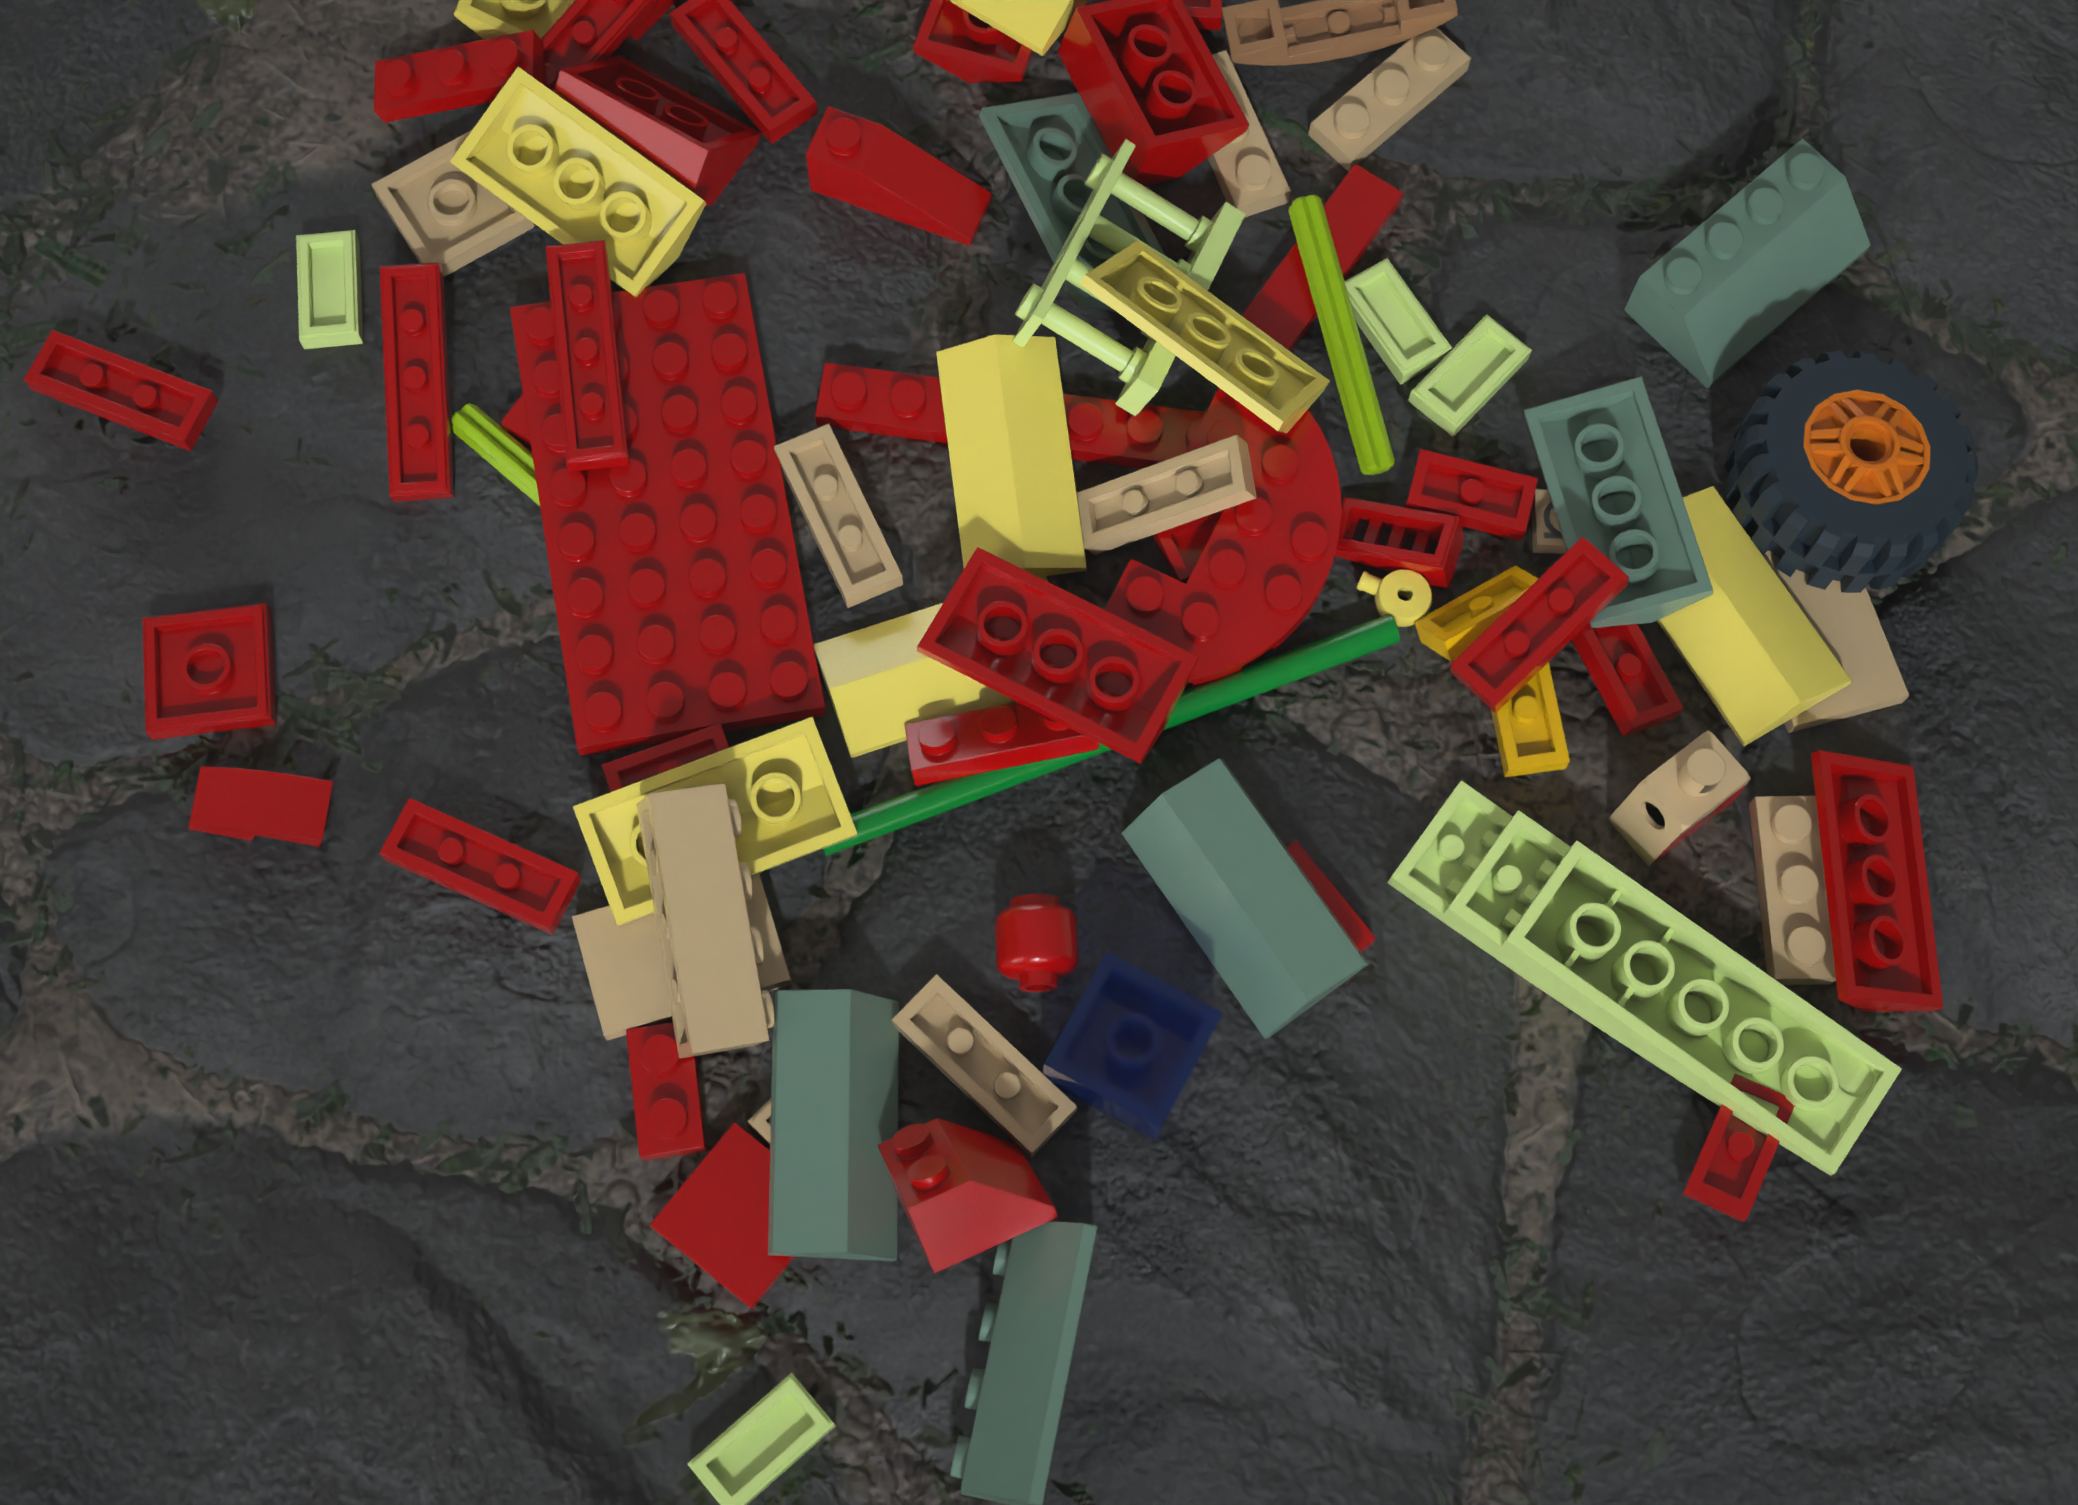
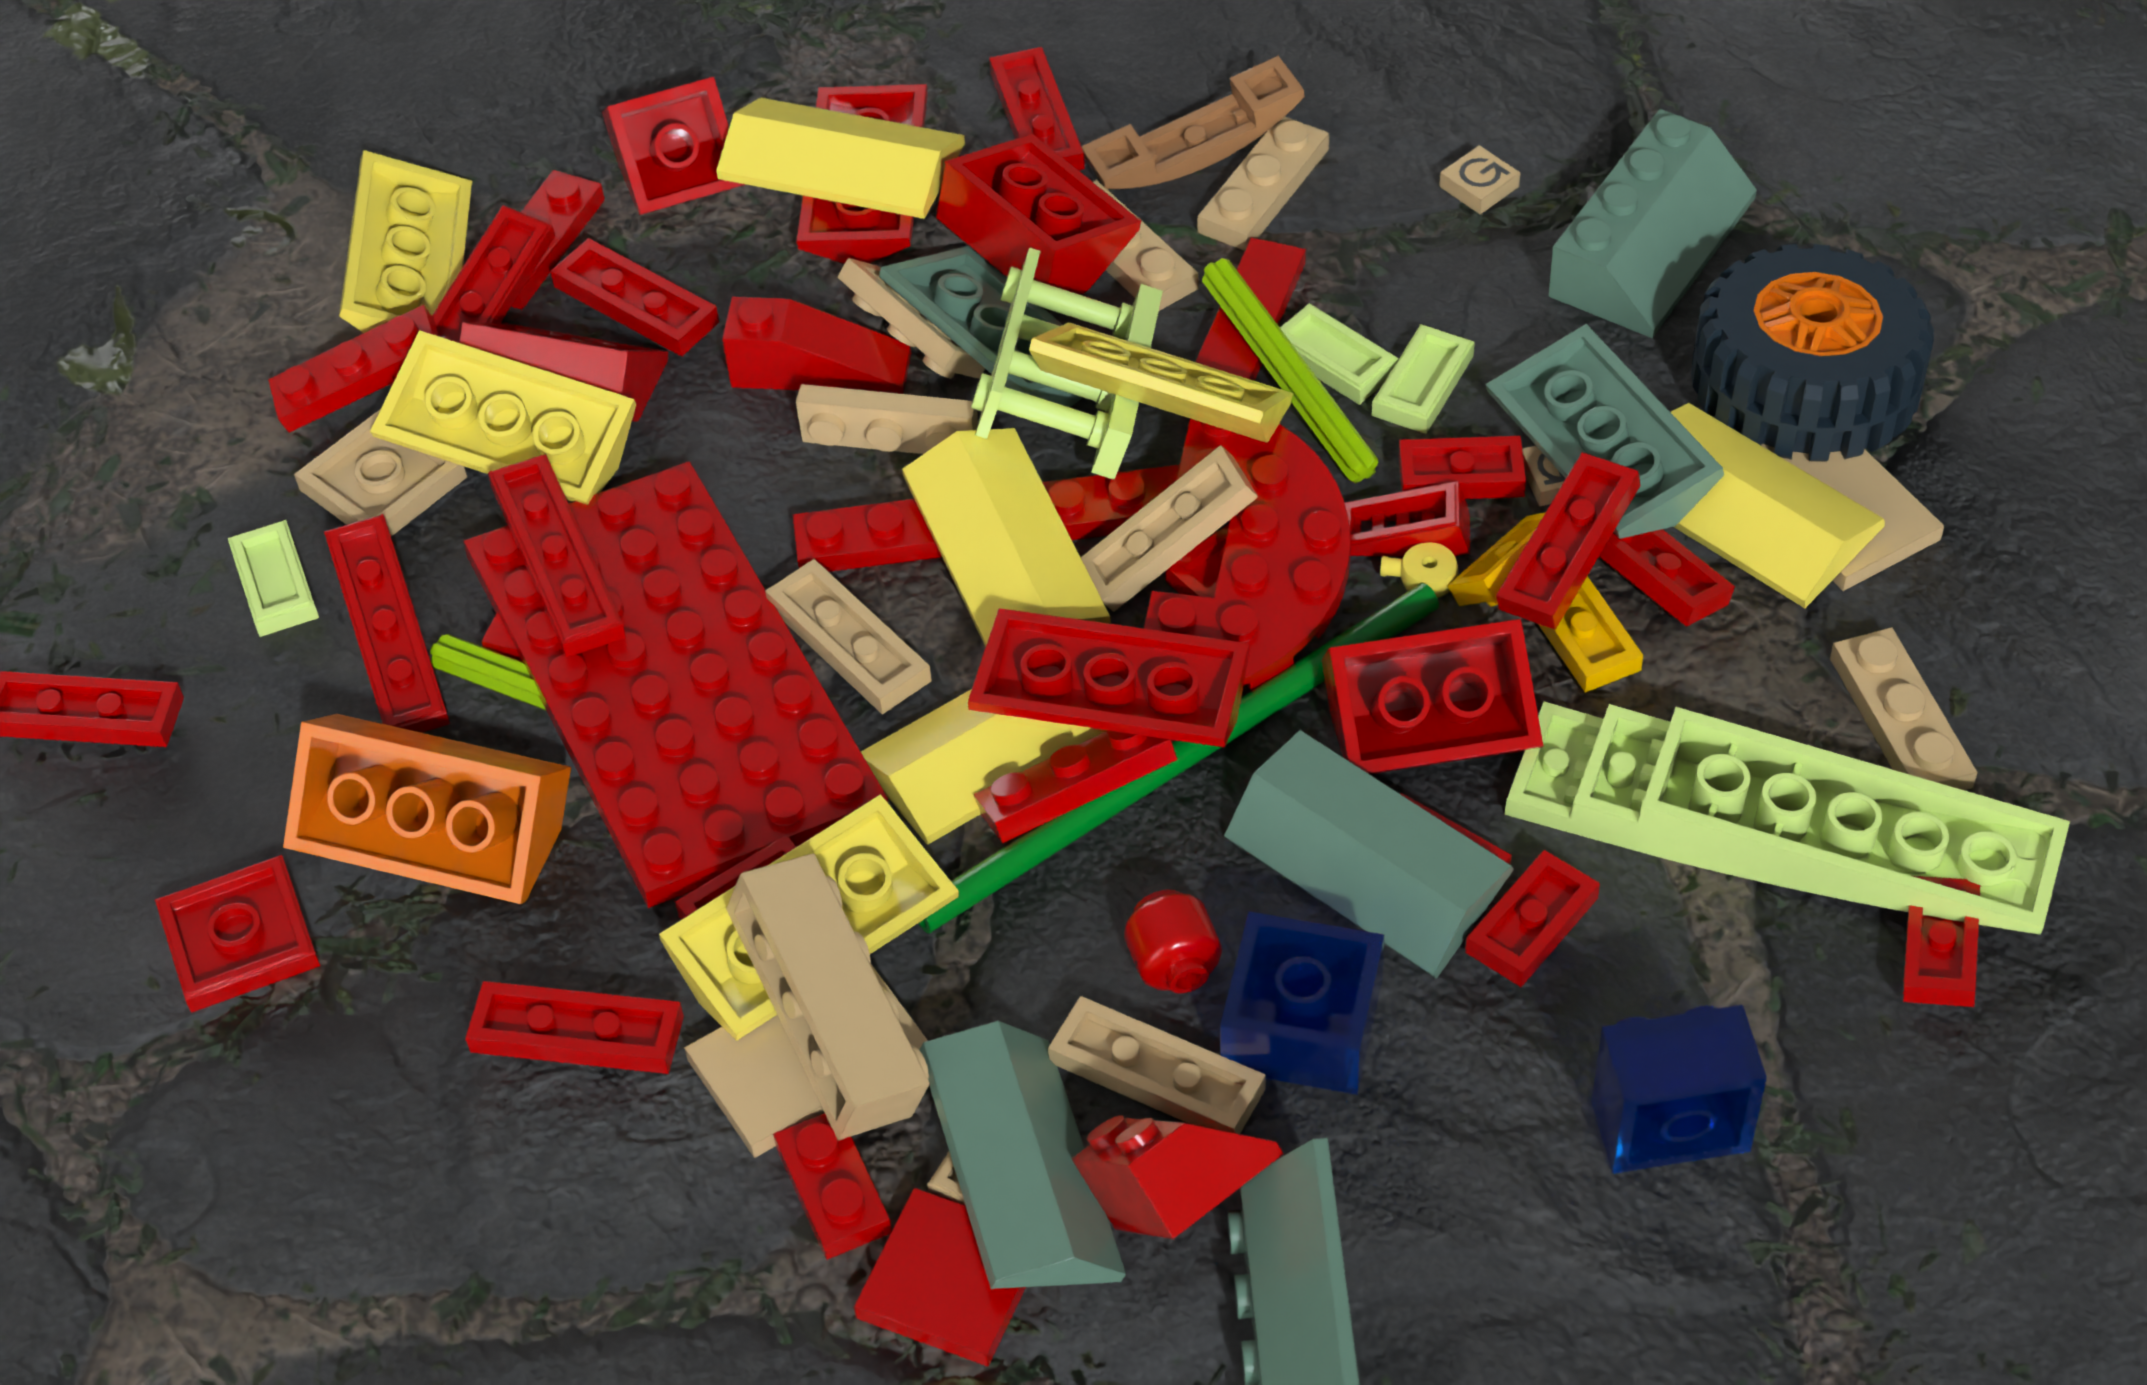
camera: 10 degrees left, 20 degrees down
(260, 804) = (309, 1031): red slope -> none
(404, 590) = (424, 806): none -> orange slope
(939, 283) = (880, 419): none -> tan plate
(989, 173) = (906, 321): none -> tan plate
(1356, 754) = (1433, 697): none -> red slope
(1372, 1010) = (1532, 918): none -> red plate
(1439, 1241) = (1678, 1088): none -> clear blue brick
(1602, 154) = (1479, 179): none -> tan tile
(1686, 792) = (1776, 635): tan torso -> none
(1876, 884) = (1981, 687): red slope -> none

